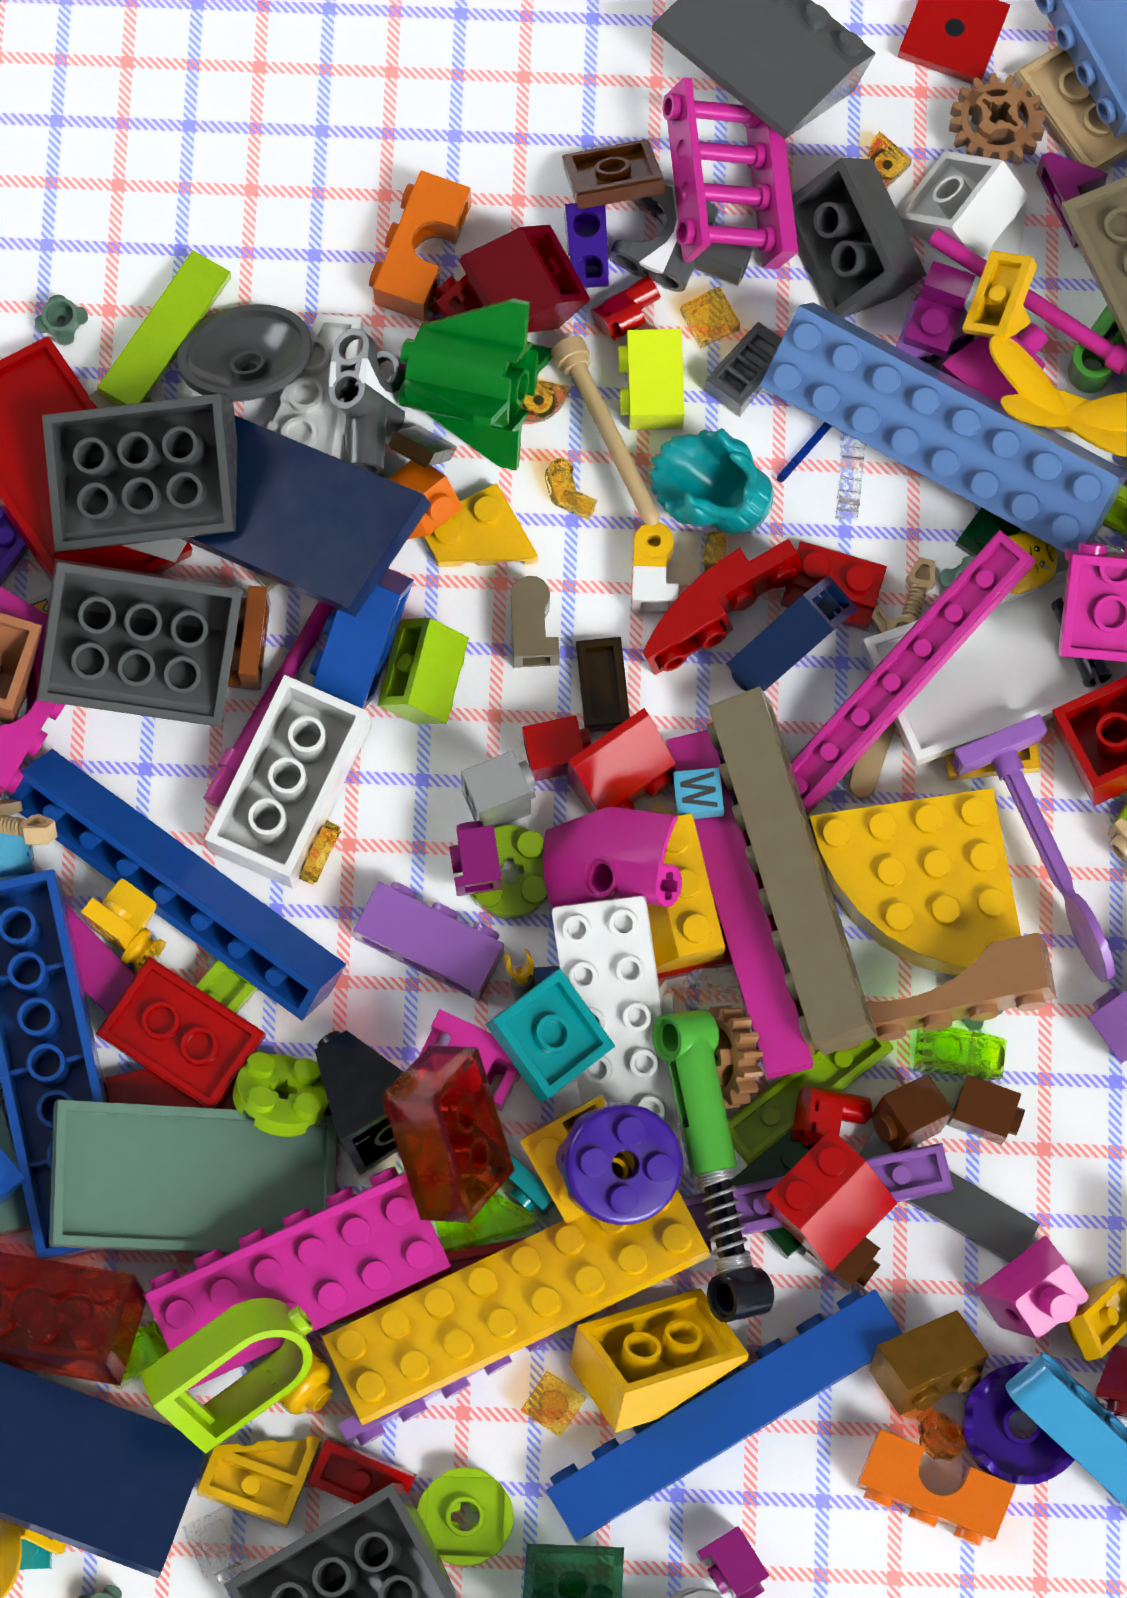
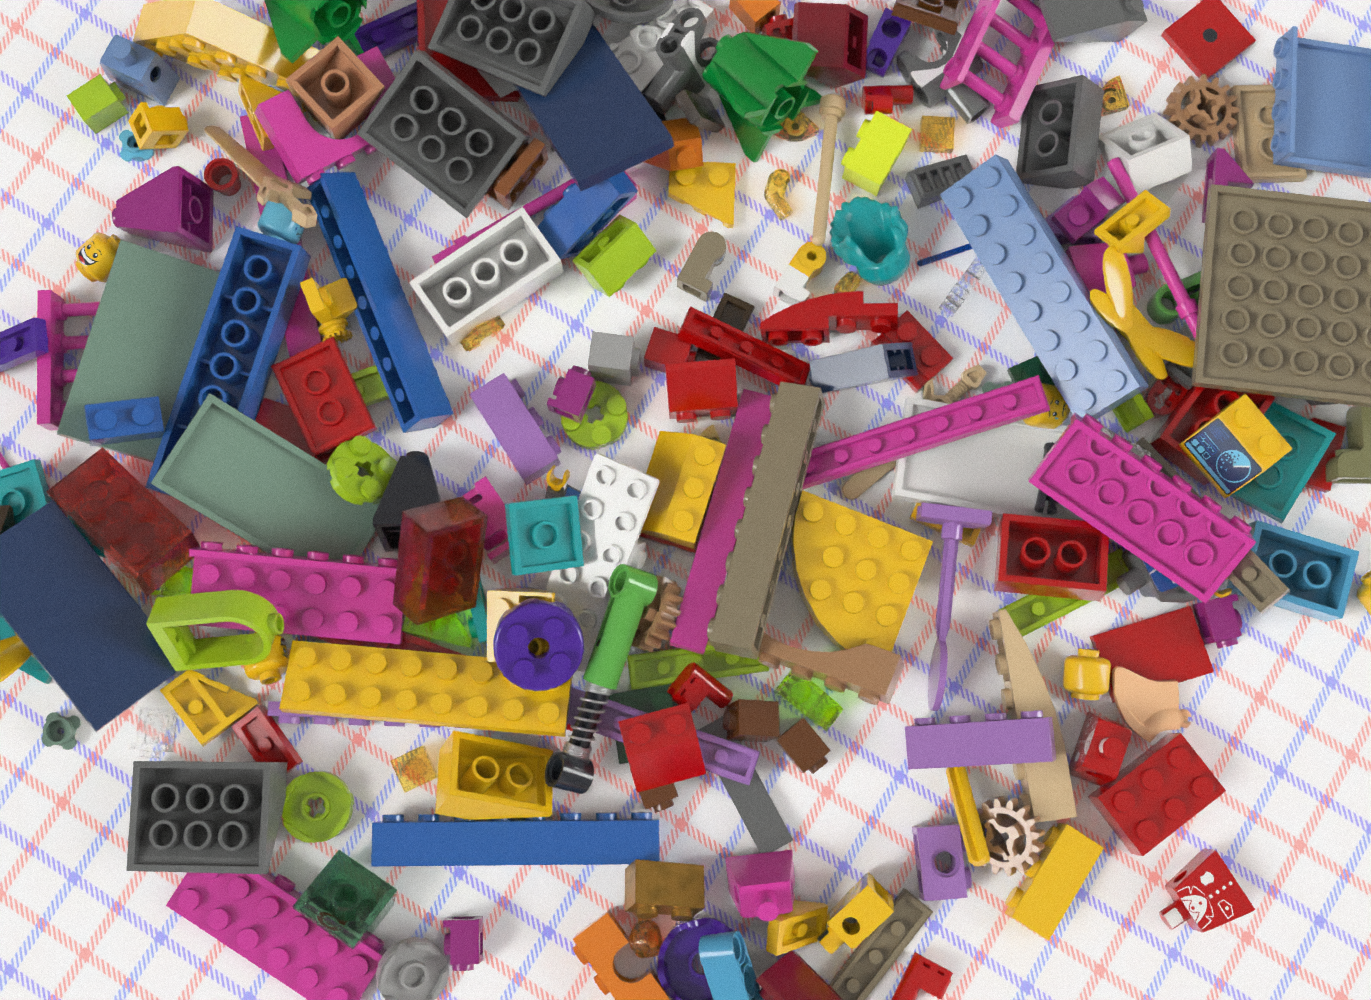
camera: 30 degrees right, 5 degrees up
(611, 857) = (657, 443): dark pink panel -> none
(627, 694) = (747, 350): none -> red tile
(699, 793) = (741, 434): medium azure tile -> none

